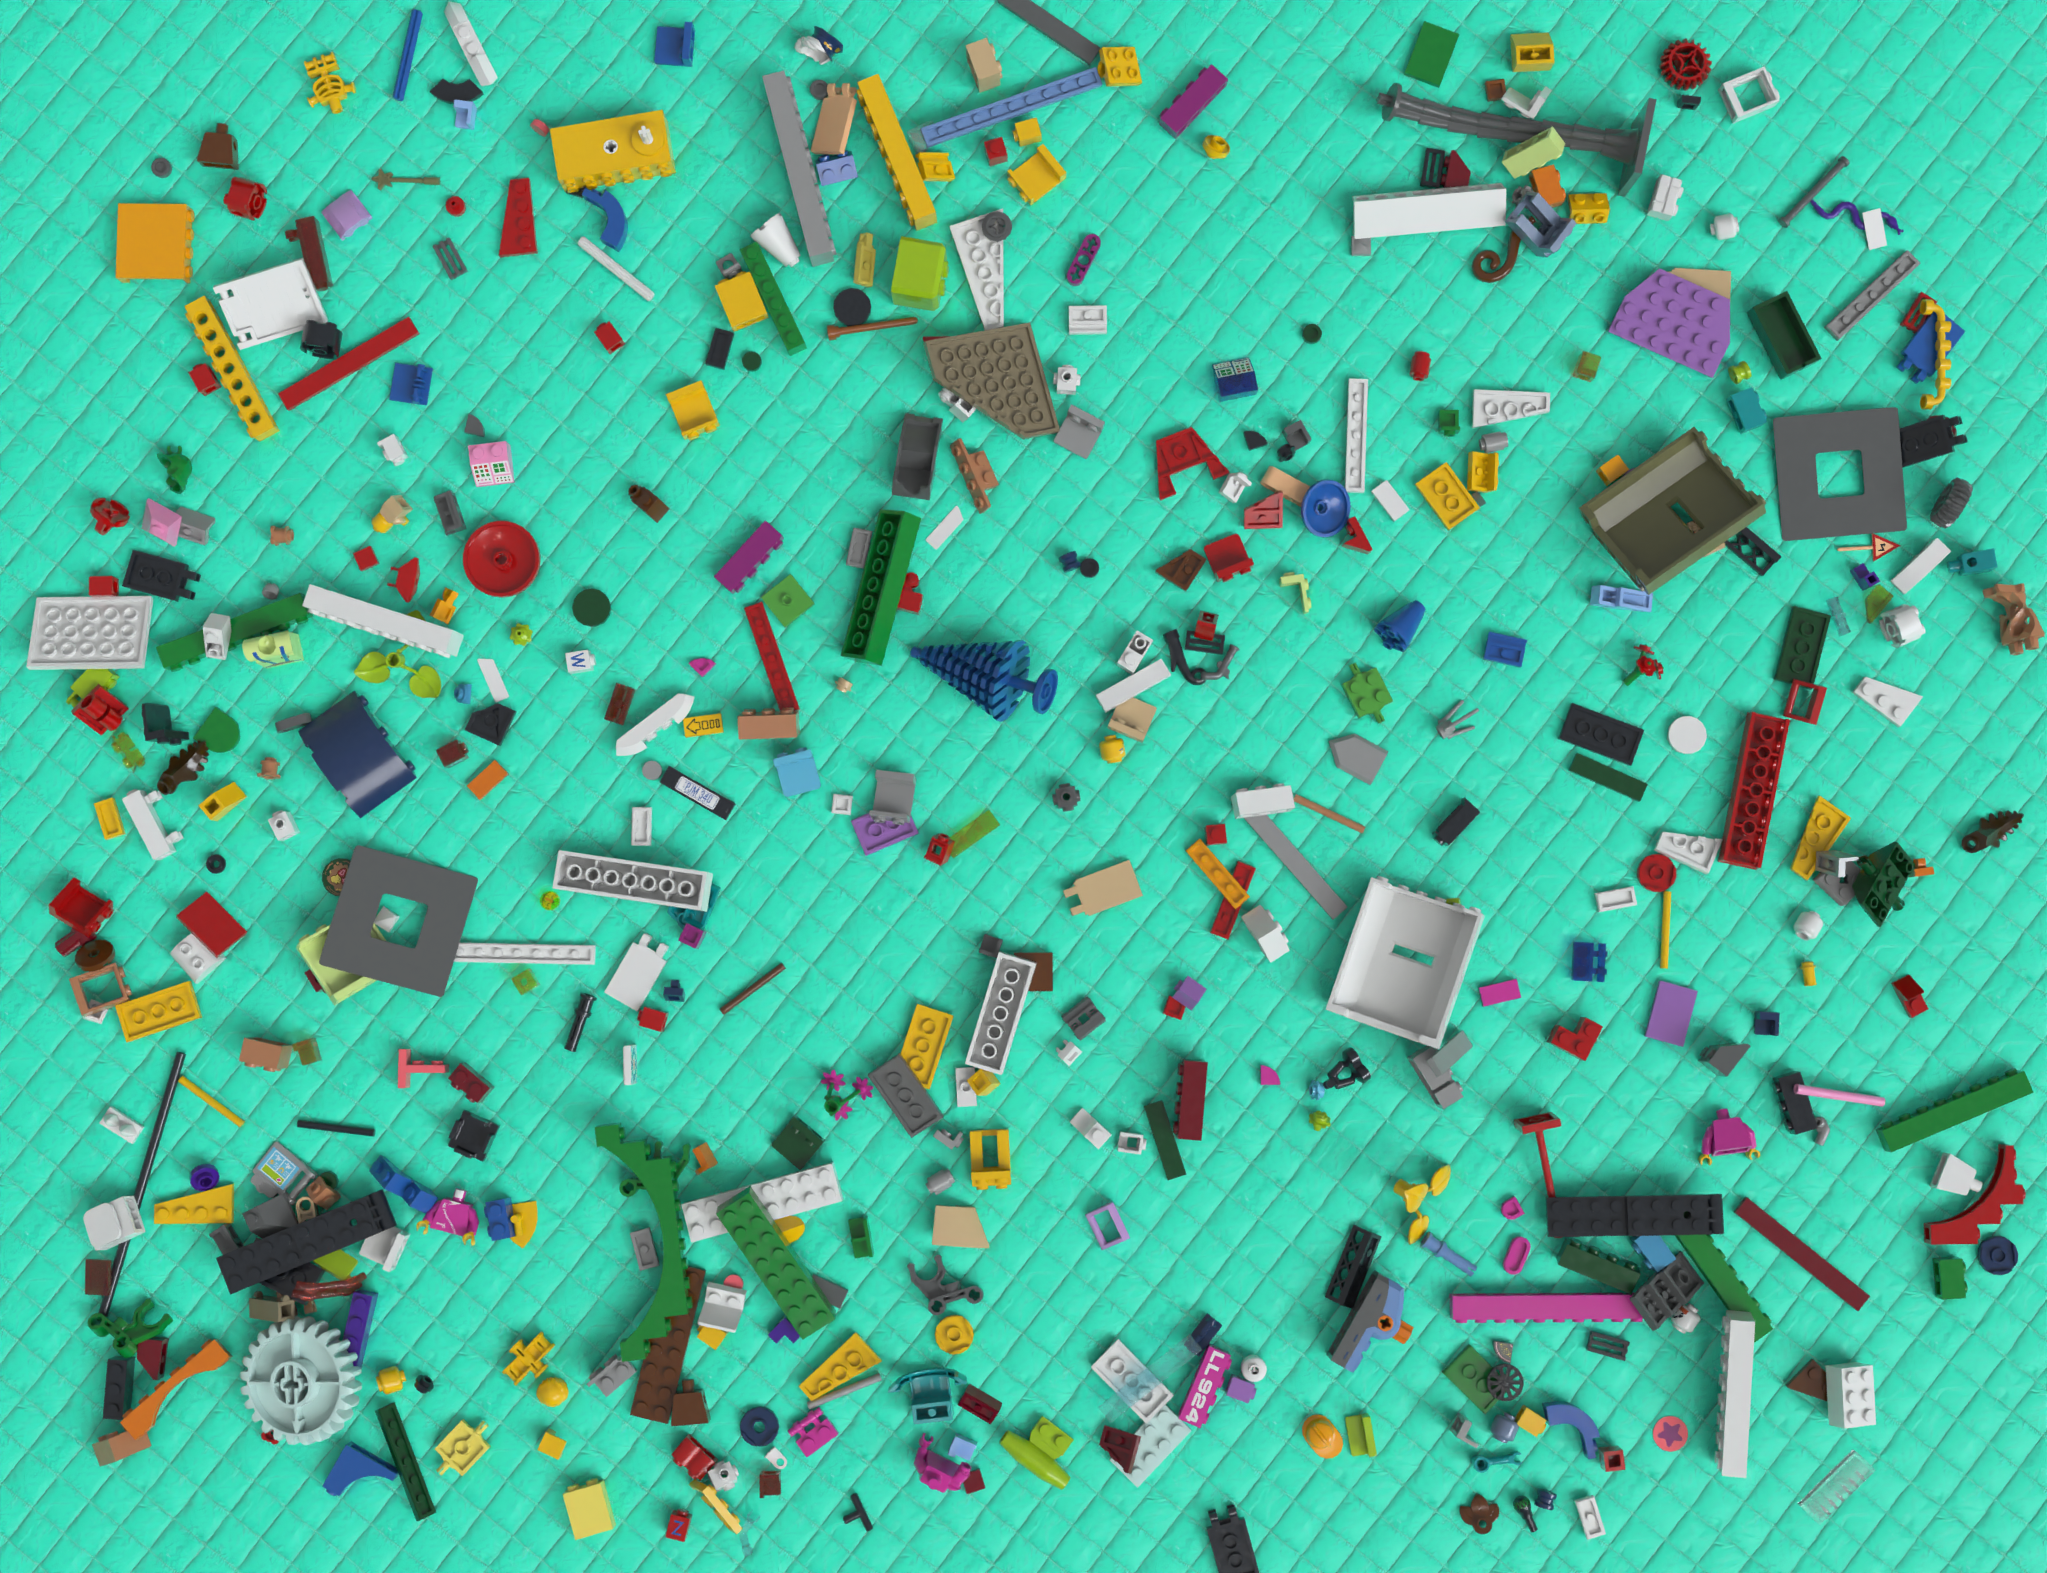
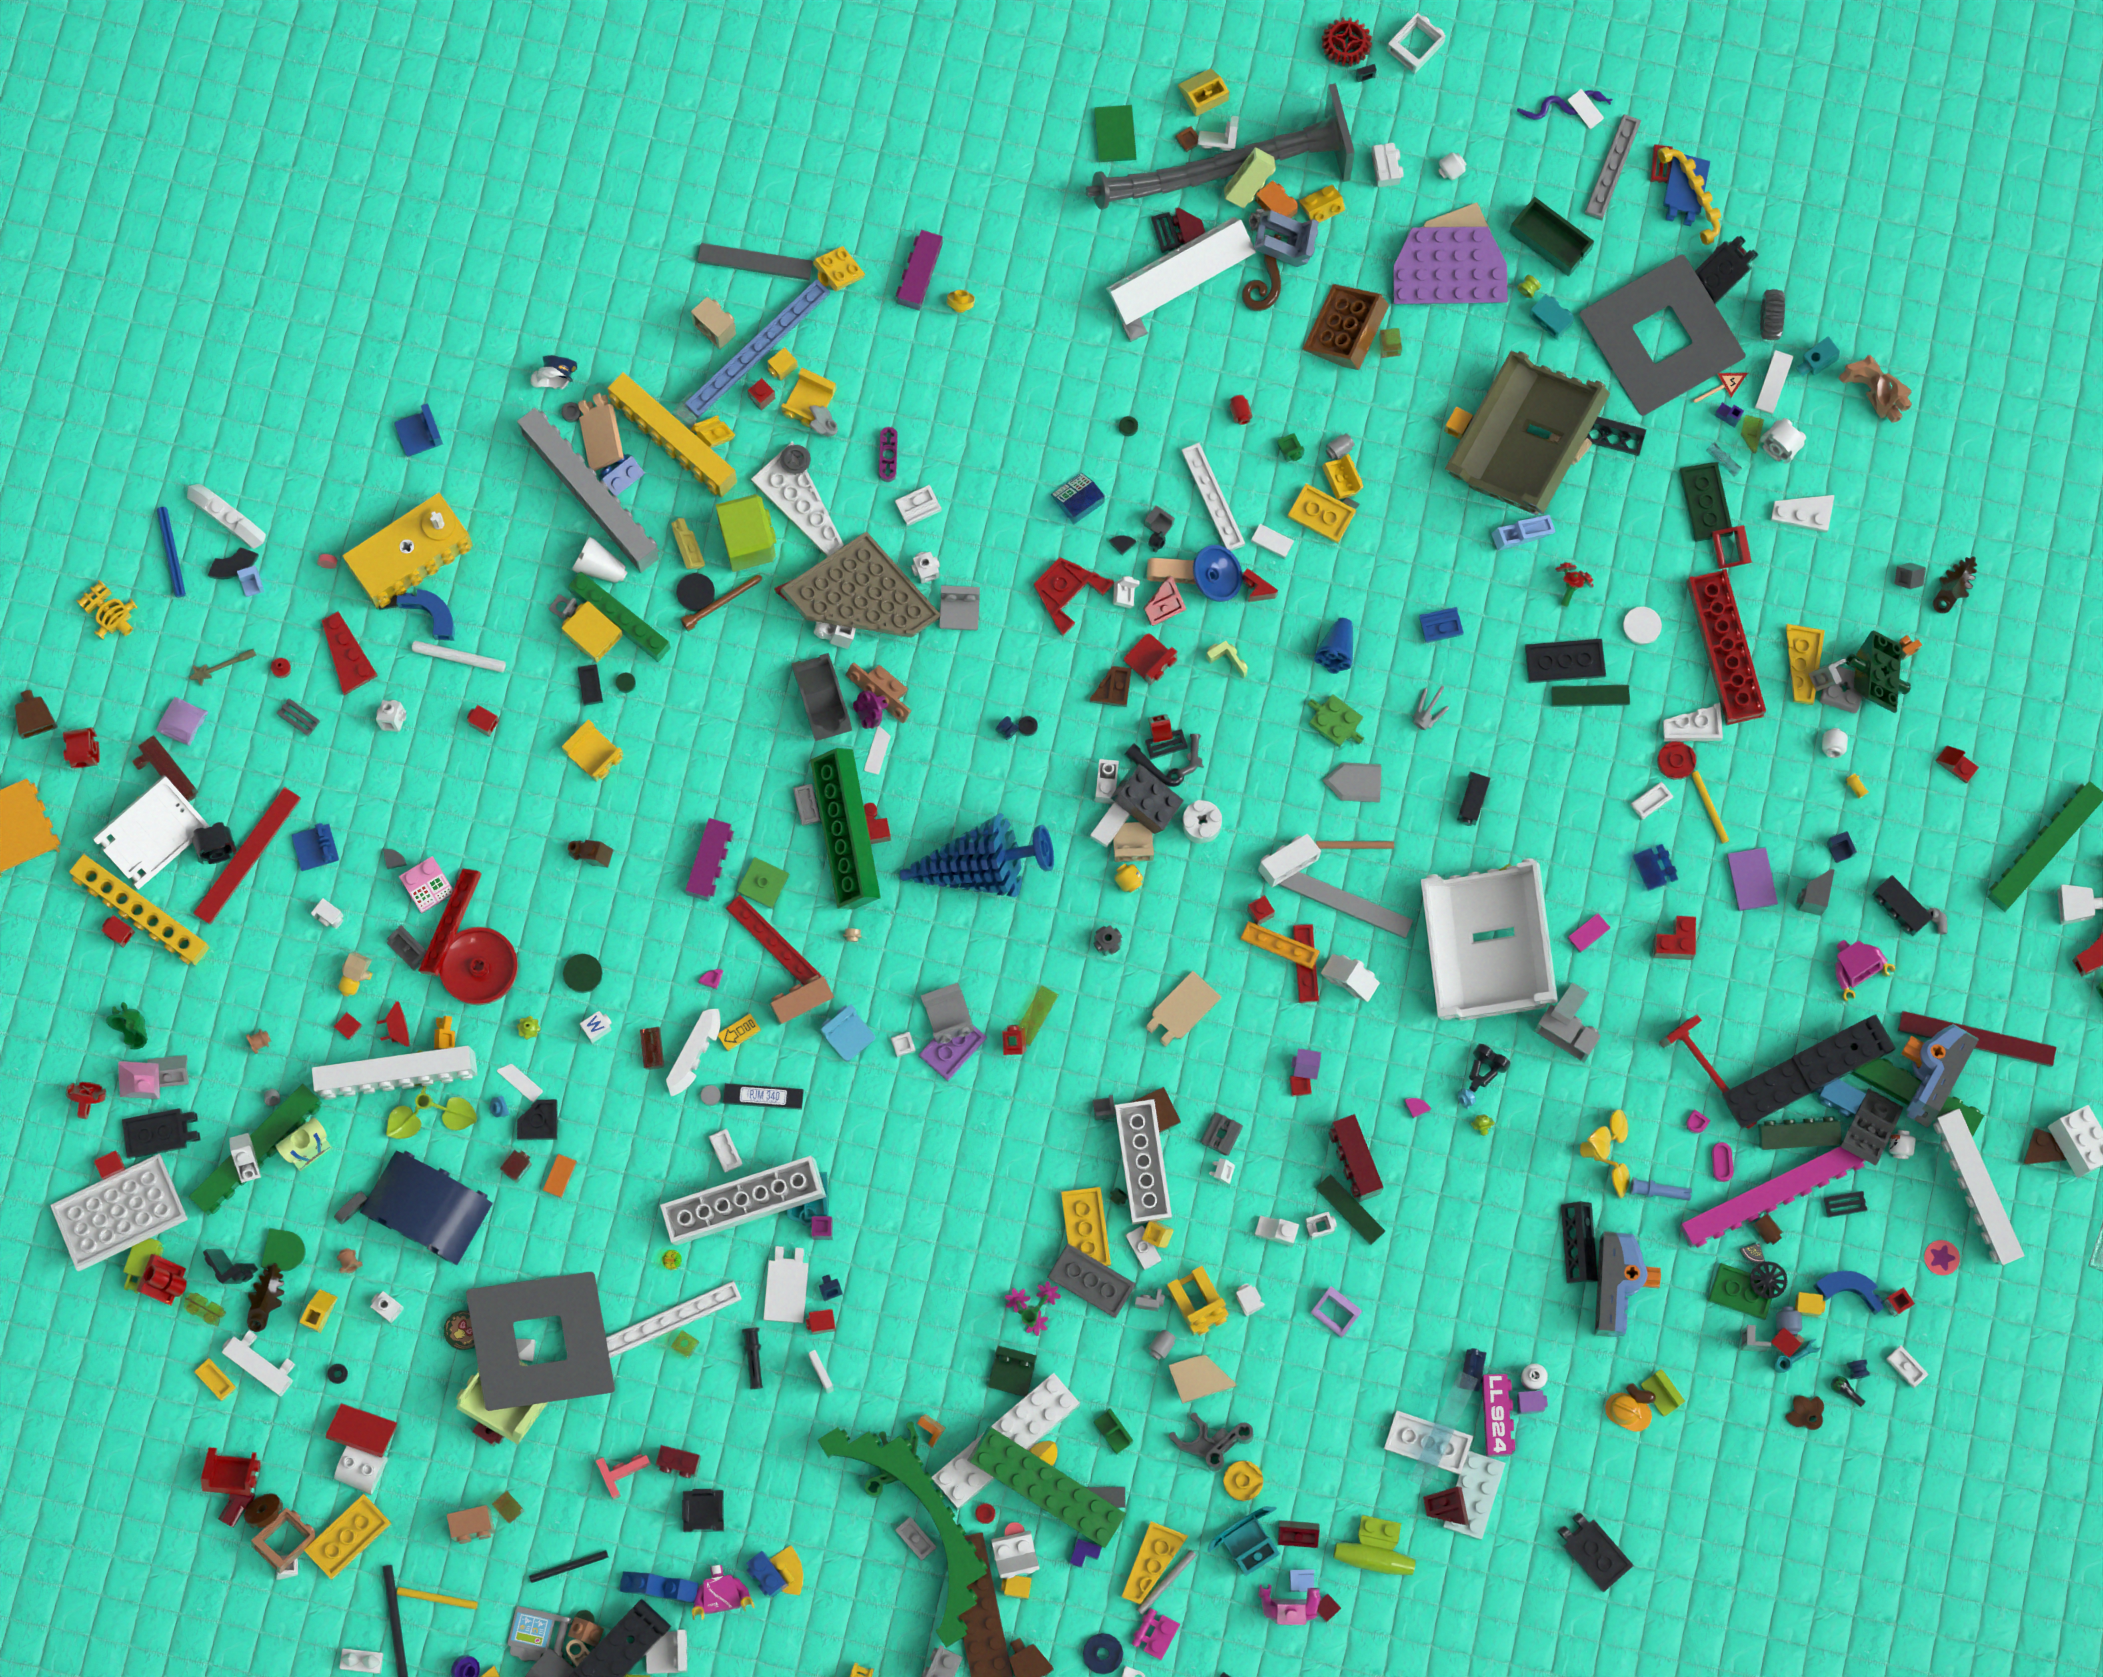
camera: 30 degrees left, 10 degrees down
(494, 507) = (450, 922): none -> red tile
(530, 295) = (391, 715): none -> white brick
(716, 1255) = (985, 1513): none -> red tile
(751, 989) = (901, 1251): bar -> none
(954, 487) = (869, 709): none -> magenta plate
(965, 1031) = (1118, 1196): none -> dark green plate
(1036, 1178) = (1249, 1299): none -> white window
(1039, 202) = (823, 421): none -> light grey plate
(1162, 686) = (1147, 799): none -> black brick
(1201, 740) = (1197, 812): none -> white brick
(1340, 1430) = (1640, 1396): none -> reddish brown arm
(1493, 1446) = (1787, 1342): none -> red panel
(1503, 406) = (1336, 409): white wing -> none
(1527, 1336) = (1768, 1229): none -> reddish brown brick
(1554, 332) = (1346, 326): none -> dark orange slope
(1756, 1271) = (1938, 1067): none -> piece
(1839, 1095) = (1937, 879): bright pink piece -> none
(1842, 162) = (1503, 138): dark grey bar -> none
(1954, 803) = (1910, 575): none -> dark grey panel

